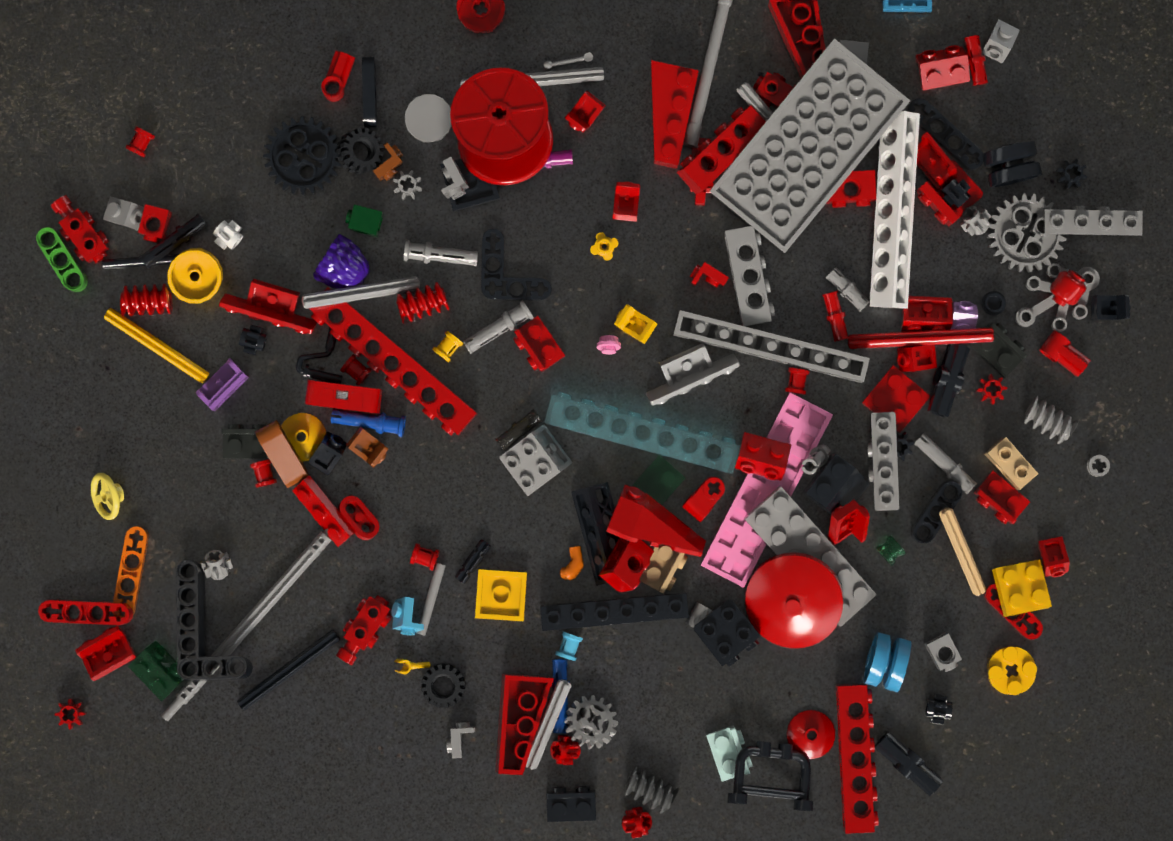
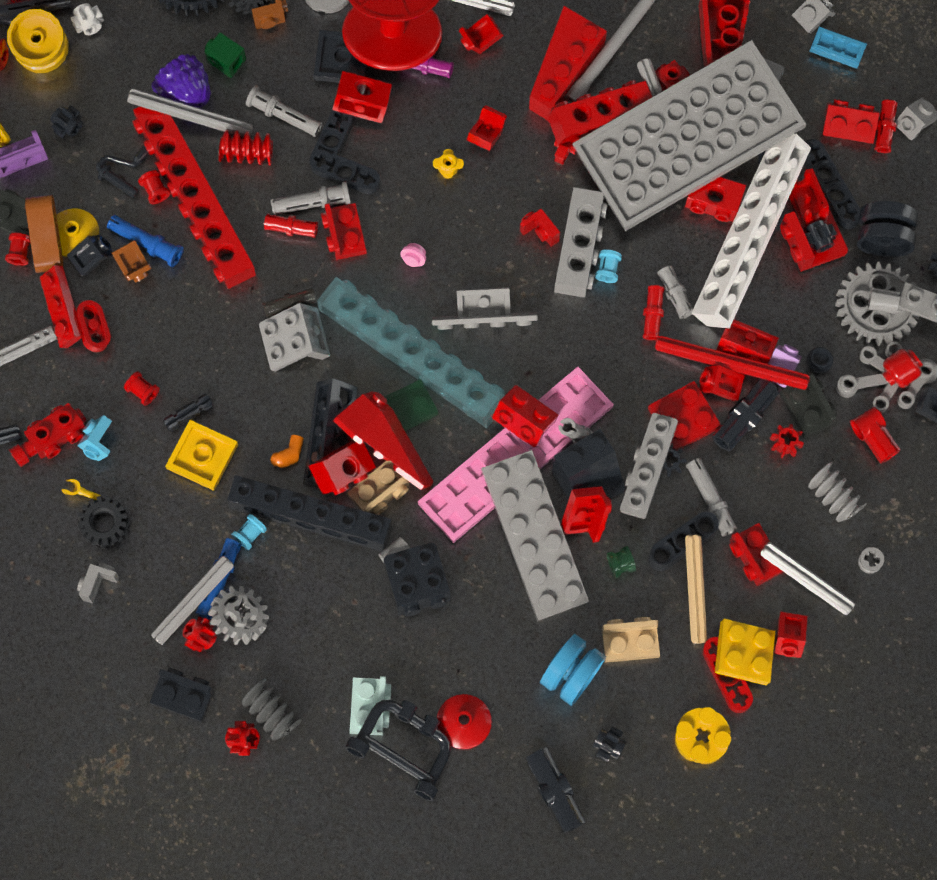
camera: 25 degrees right, 15 degrees down
(270, 304) = (100, 95): red bracket -> none
(343, 396) = (129, 201): red axle -> none
(404, 178) = (280, 38): light grey gear -> none
(431, 597) = (130, 433): light grey bar -> none
(447, 346) = (253, 198): yellow bush -> none
(455, 178) = (324, 44): light grey bracket -> none
(490, 358) = (291, 225): none -> red pin
(495, 224) = (362, 97): none -> red brick
(519, 717) = (167, 580): red wedge -> none
(635, 323) = (448, 244): yellow bracket -> none
(702, 502) = (446, 439): red piece -> none
(771, 346) = (576, 314): light grey brick -> none
(781, 289) = (608, 266): none -> medium azure bush
(794, 600) = (500, 571): red dish -> none
(797, 380) = (590, 358): red bush -> none
(867, 820) = (517, 692): red brick -> none
(923, 614) = (630, 640): none -> tan bracket
(933, 647) = (637, 675): light grey brick -> none
(975, 220) = (830, 272): light grey gear -> none
(1011, 463) = (780, 520): tan brick -> none
(1032, 235) = (883, 300): none -> light grey piece
(1051, 504) = (807, 578): none -> axle

